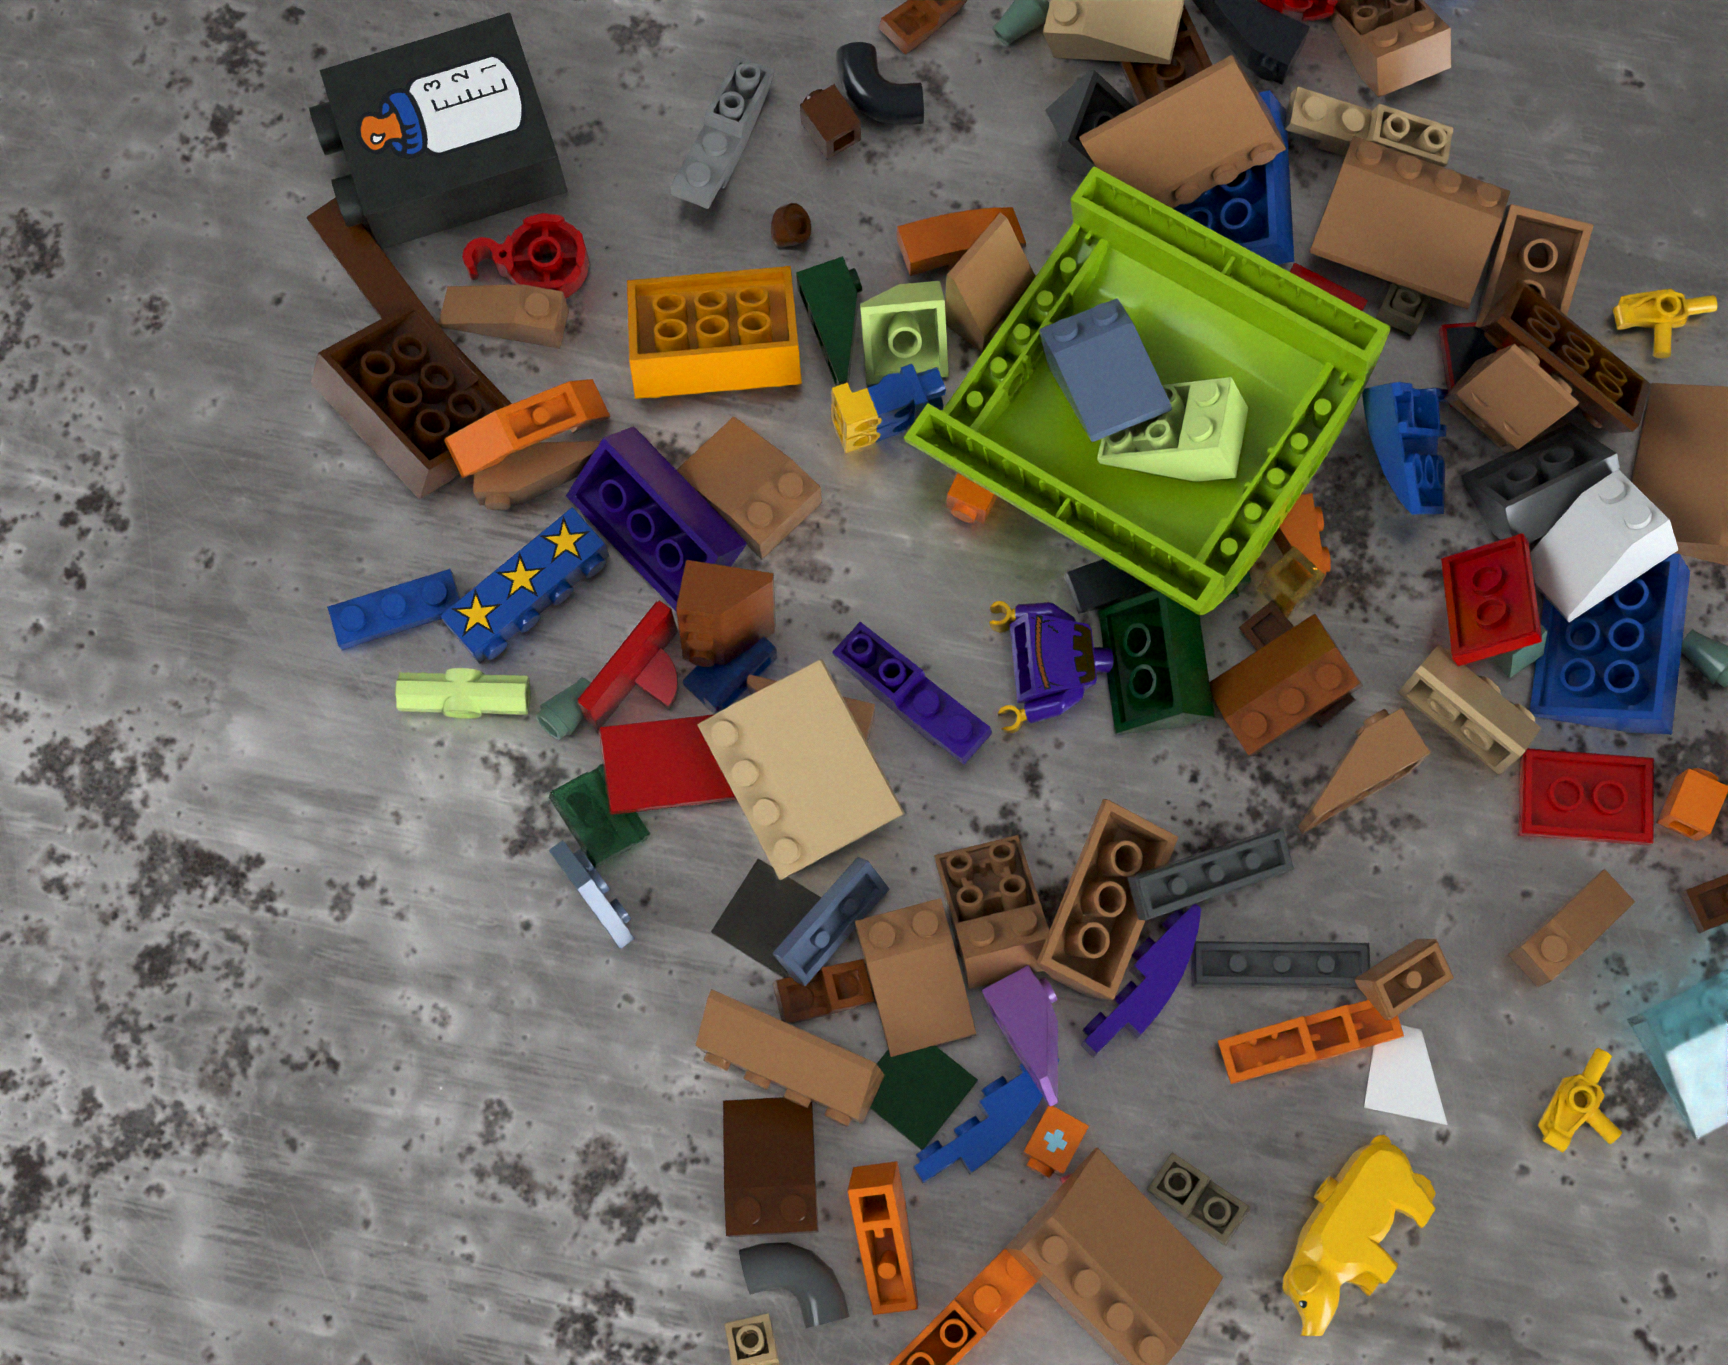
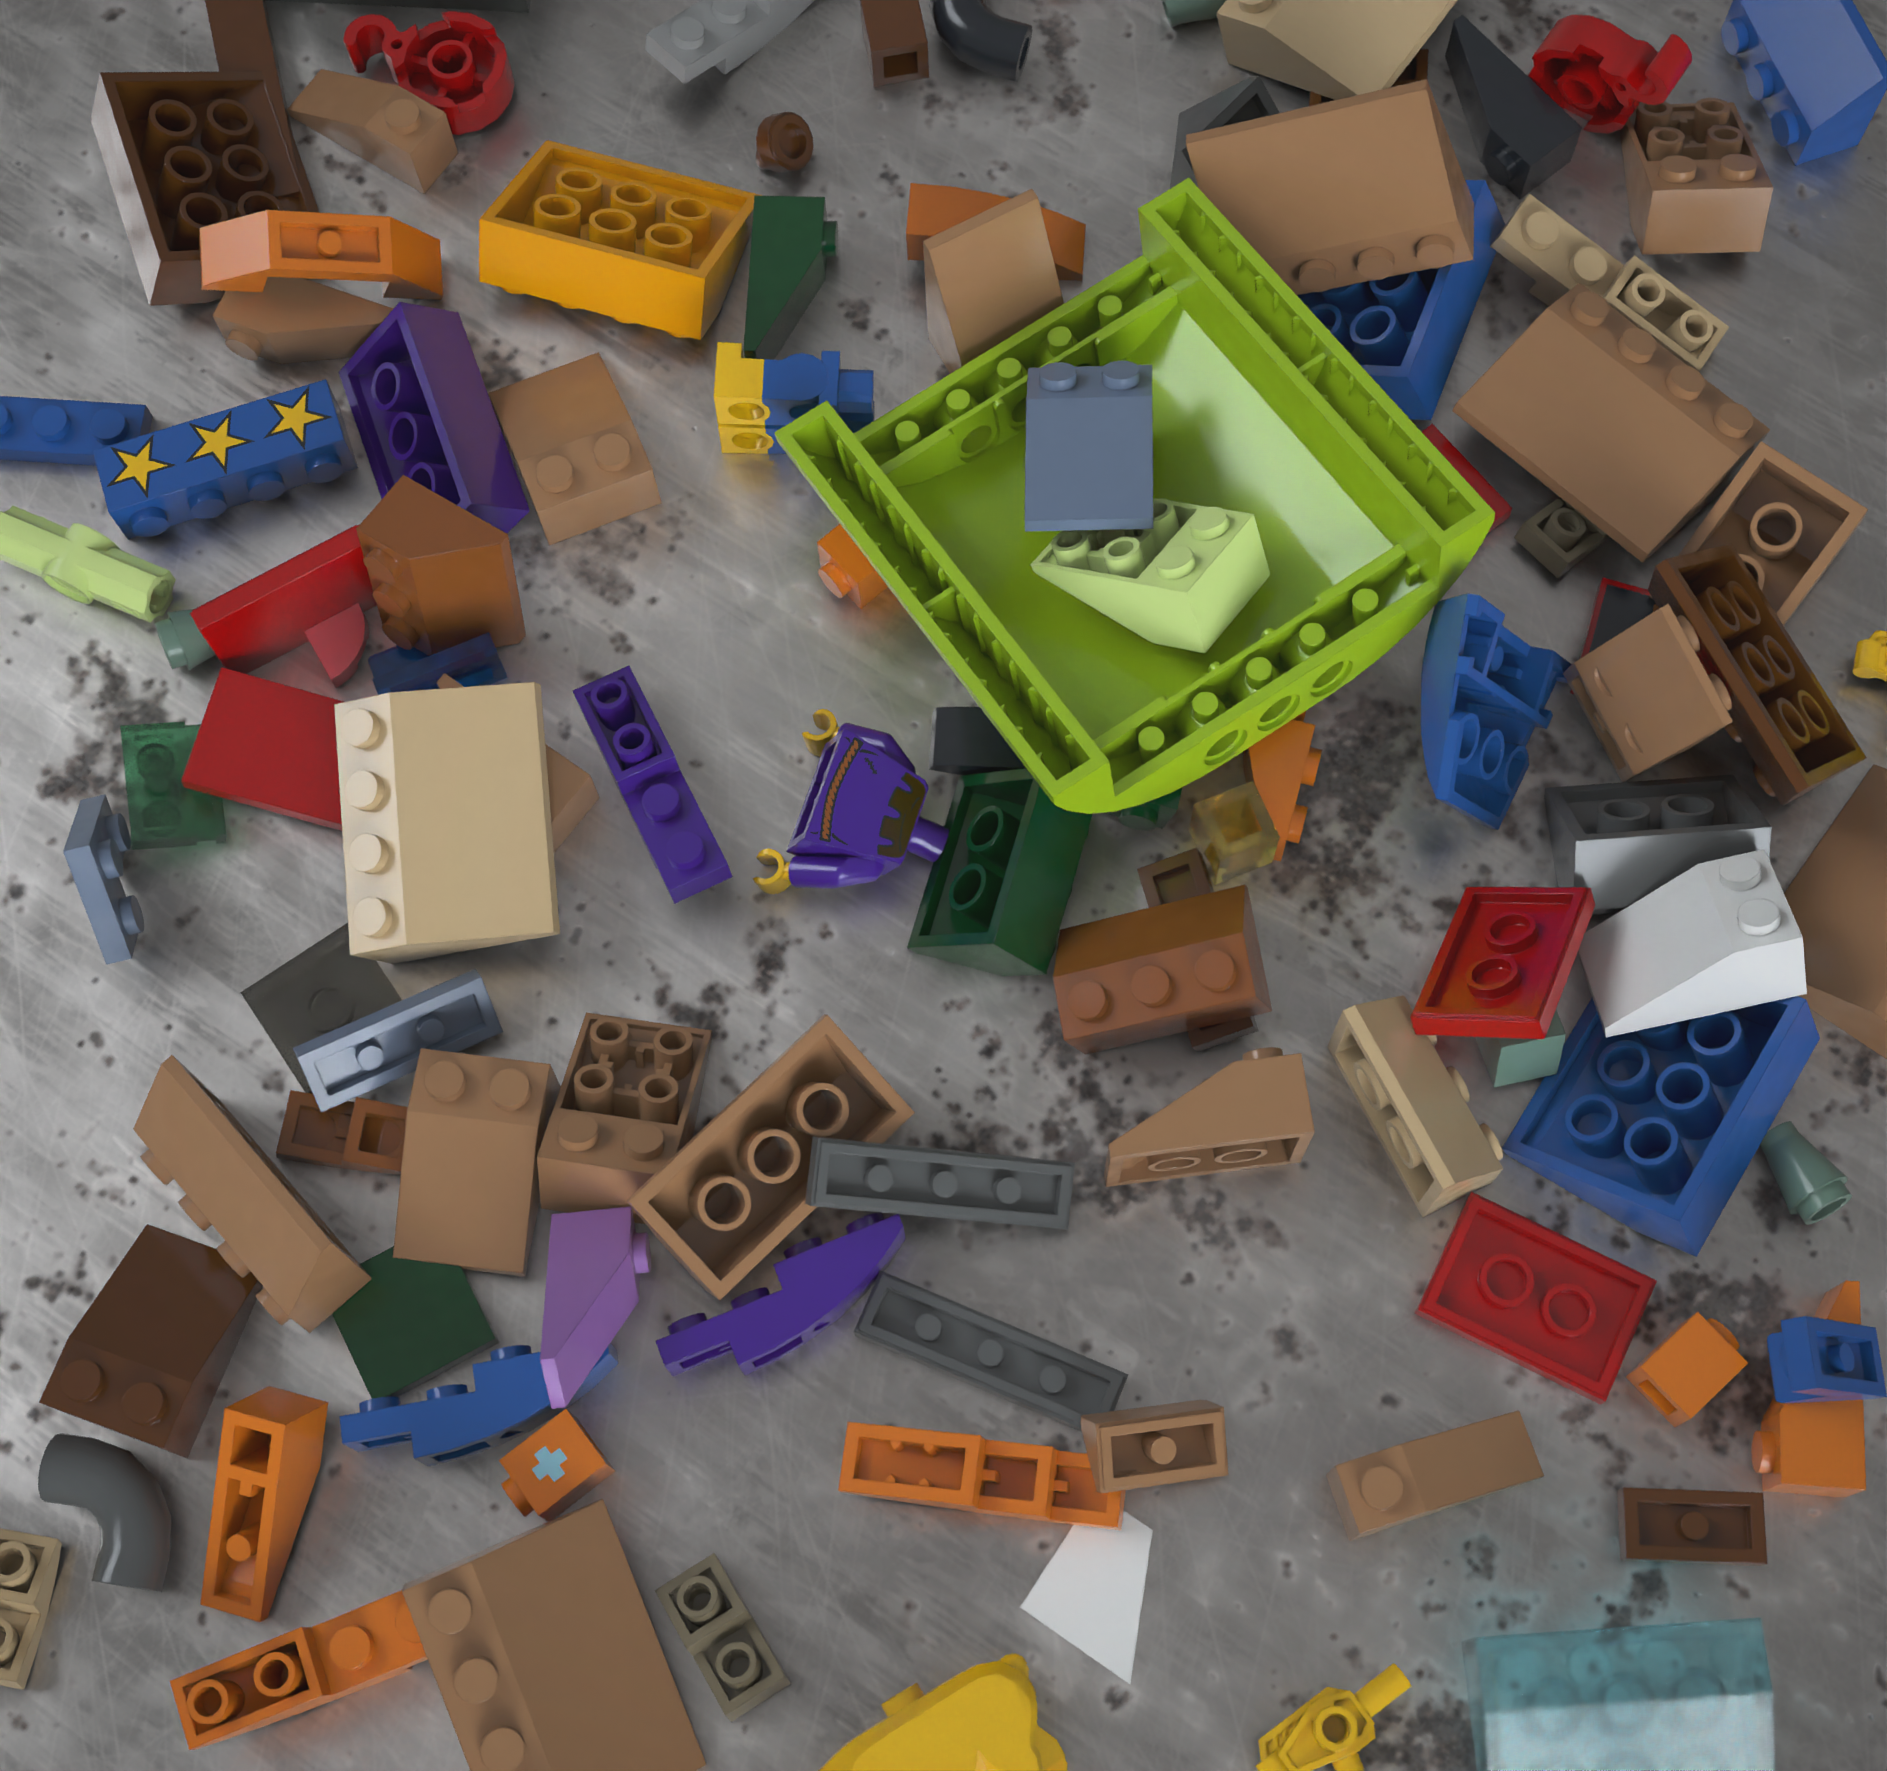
camera: 25 degrees right, 5 degrees down
(905, 329) = (868, 314): yellowish green slope -> none

